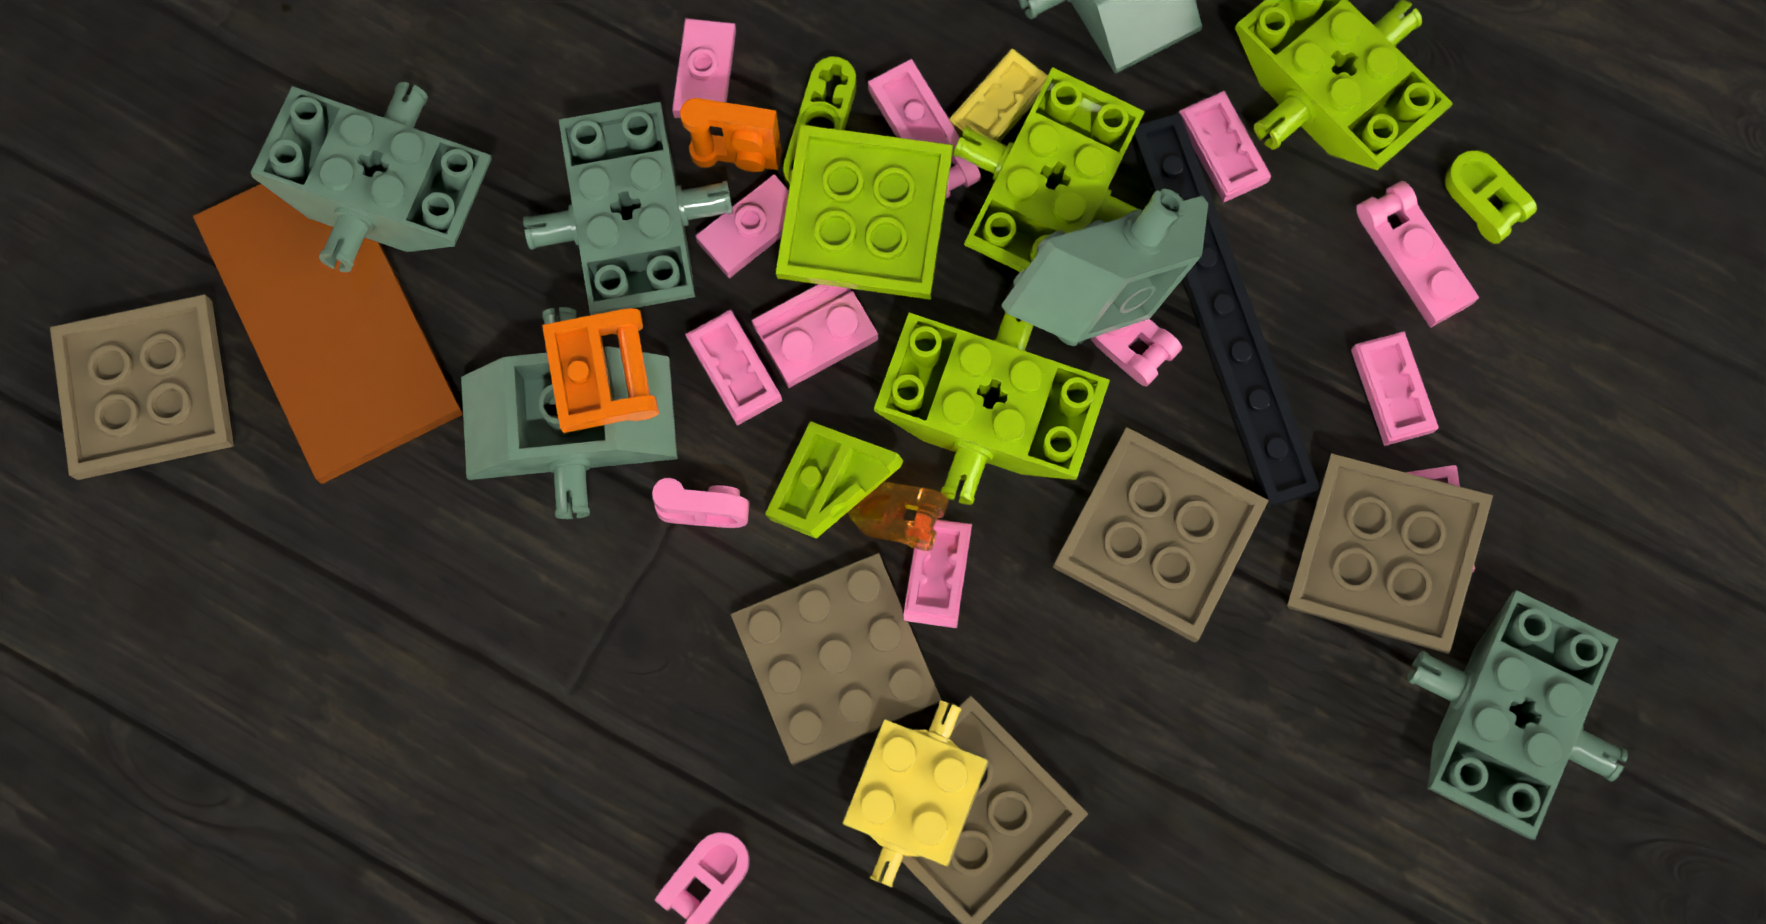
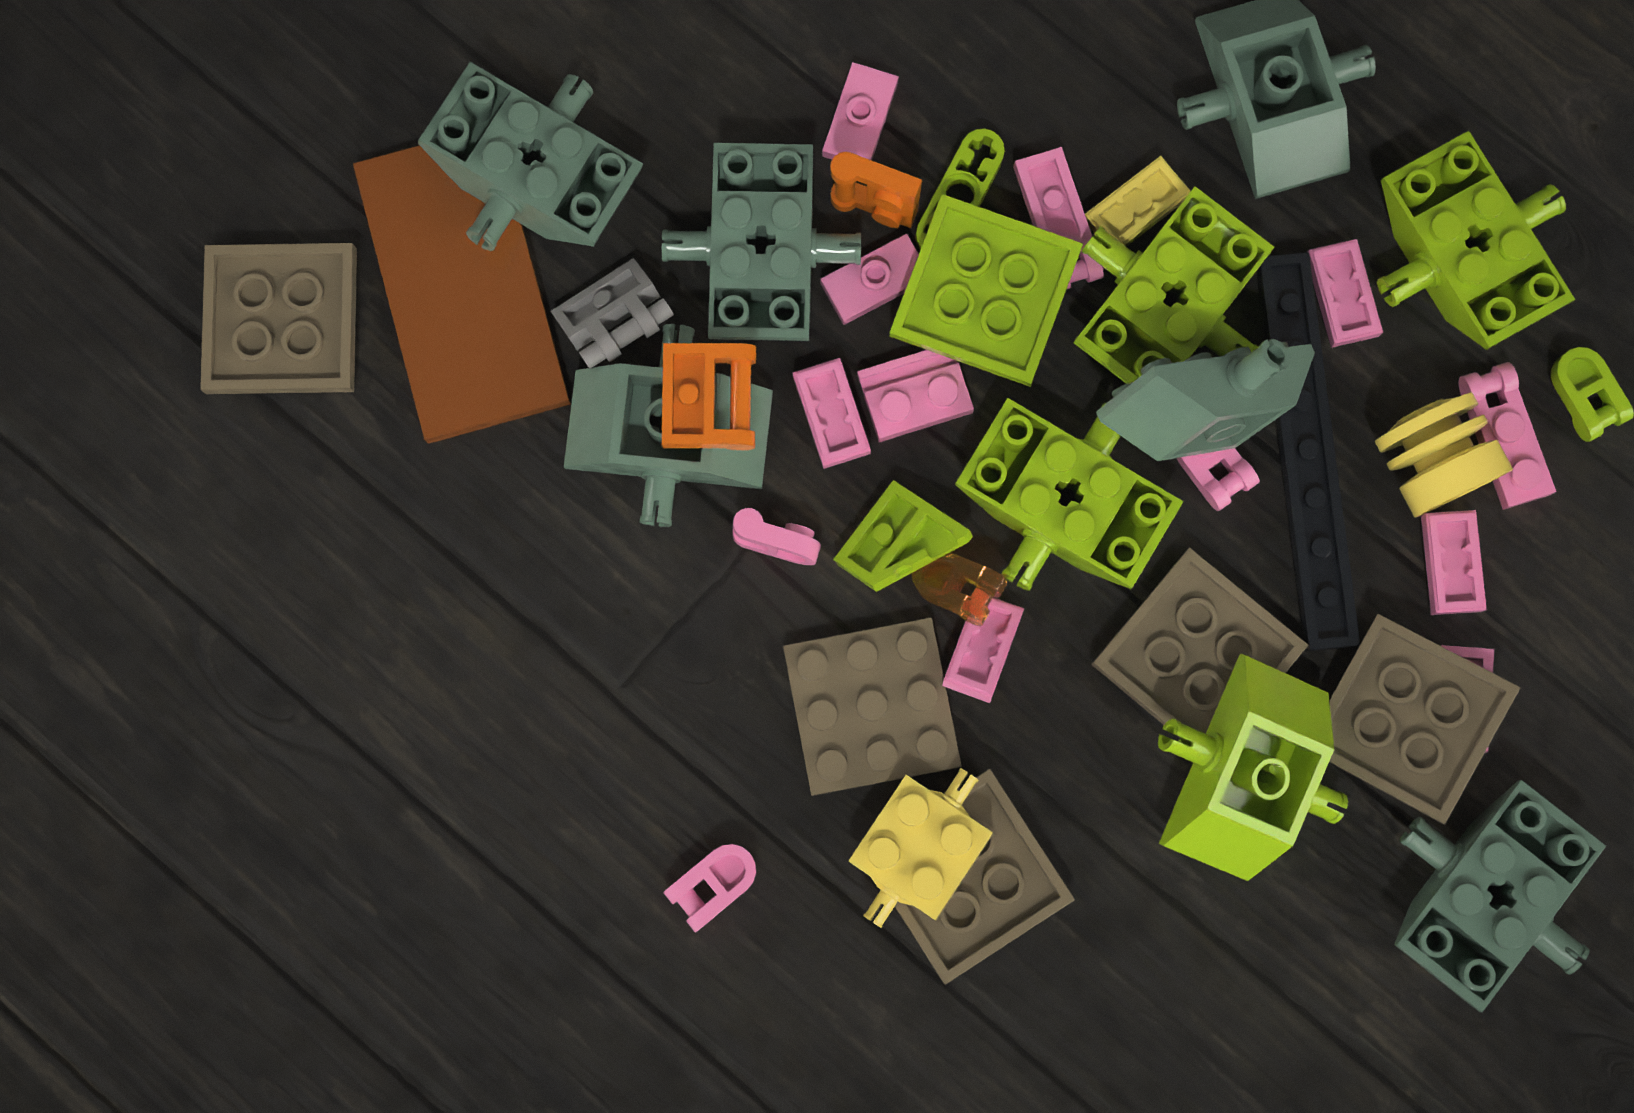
camera: 15 degrees right, 5 degrees up
(480, 303) = (605, 305): none -> light grey plate
(1241, 641) = (1252, 771): none -> lime slope
(1359, 280) = (1443, 453): none -> light yellow wheel

